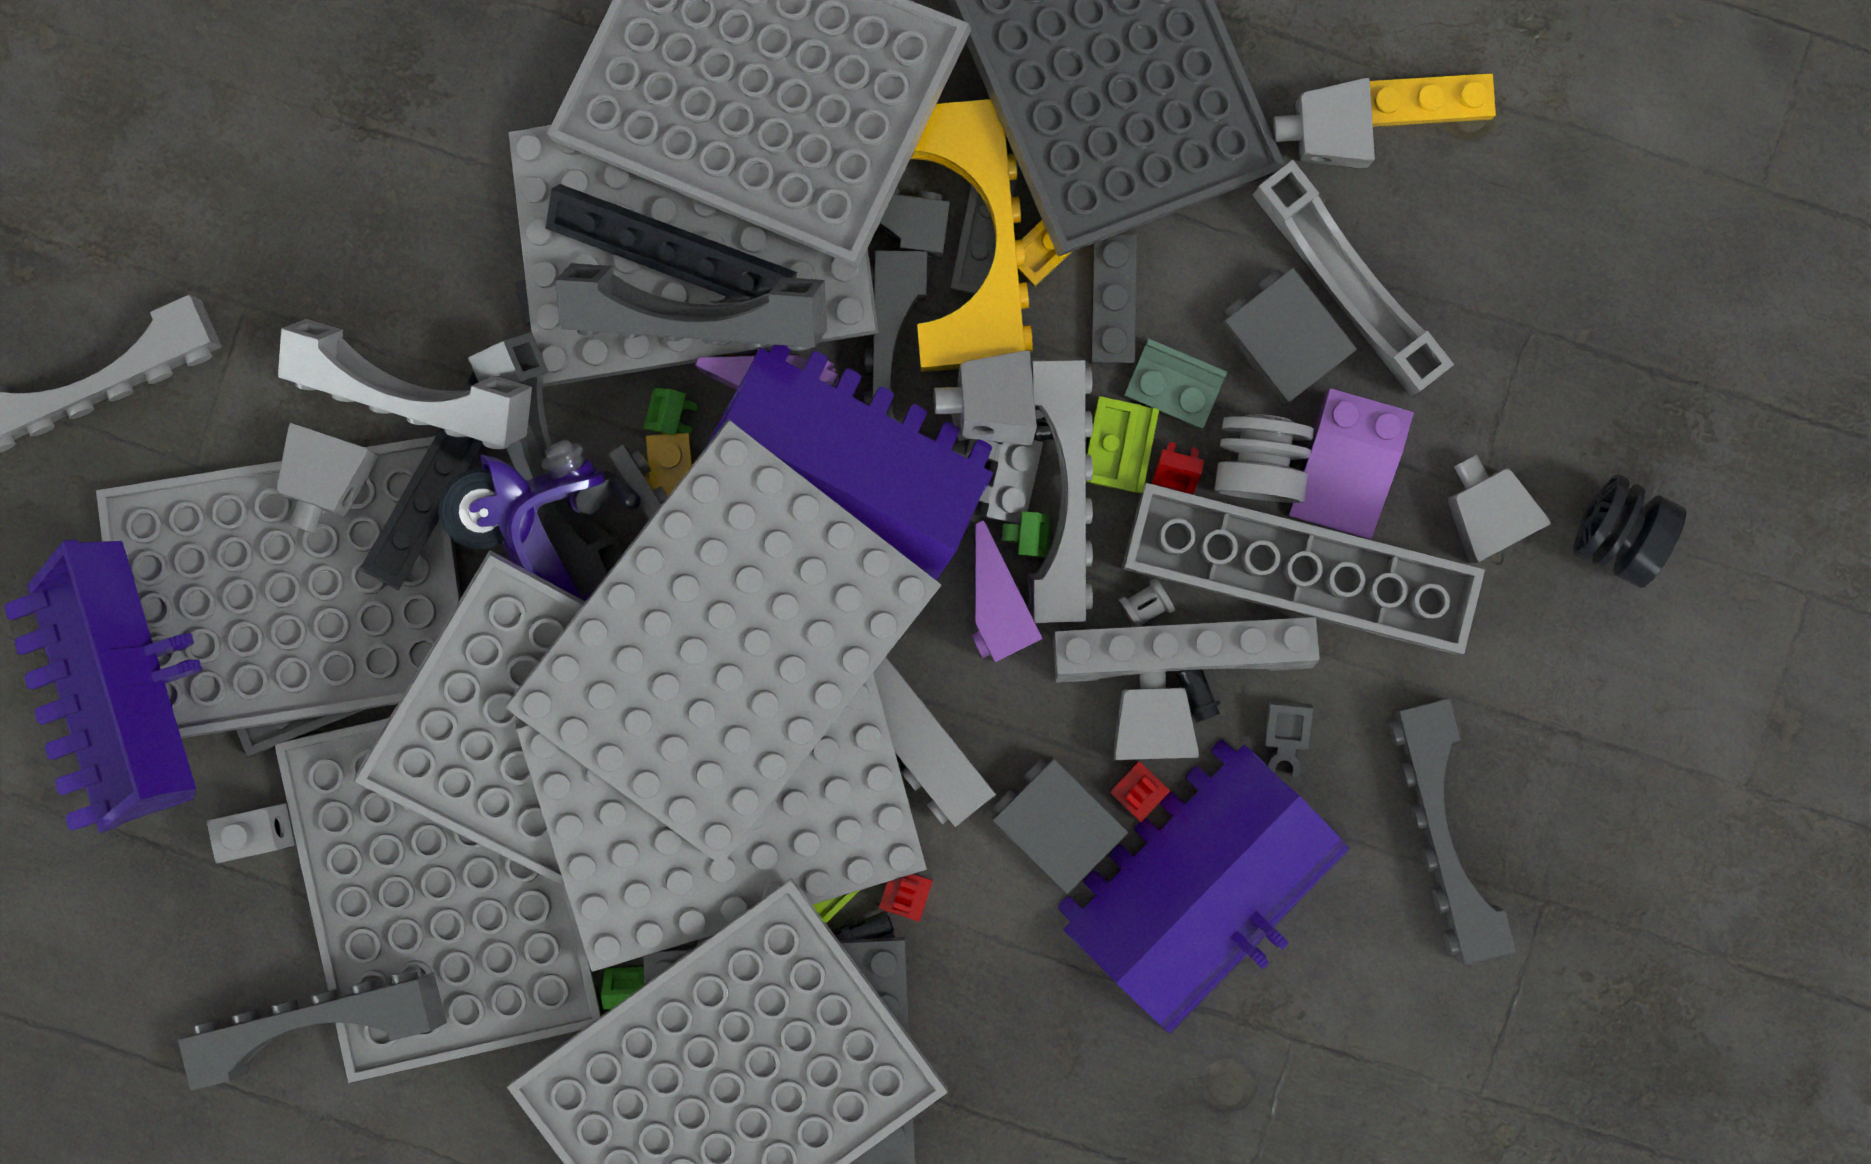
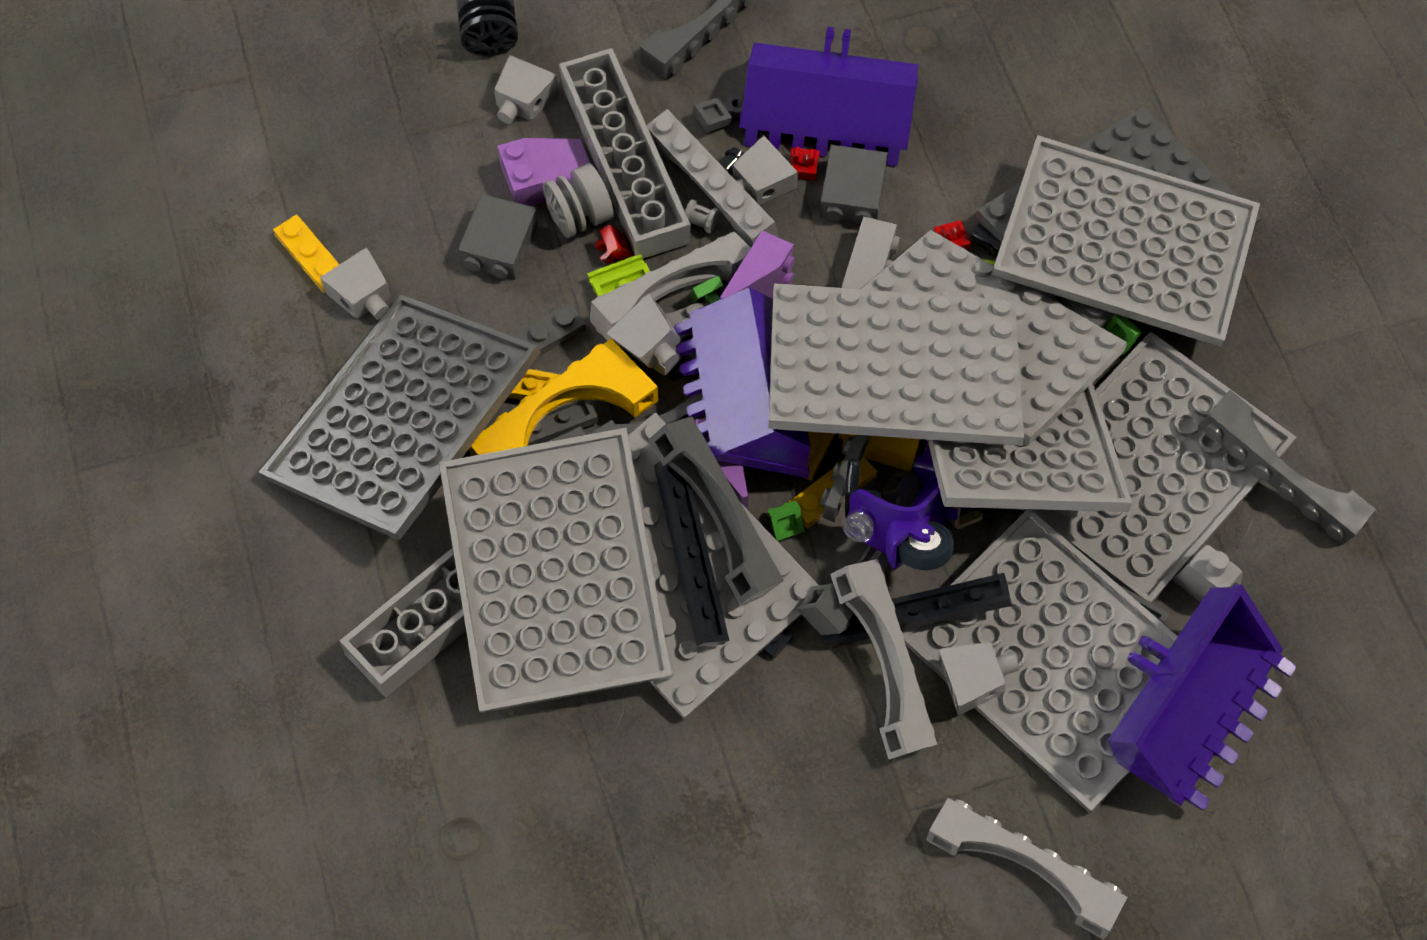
camera: 125 degrees left, 25 degrees down
(1175, 384) = (566, 278): sand green plate -> none
(1386, 326) = (426, 264): light grey arch -> none

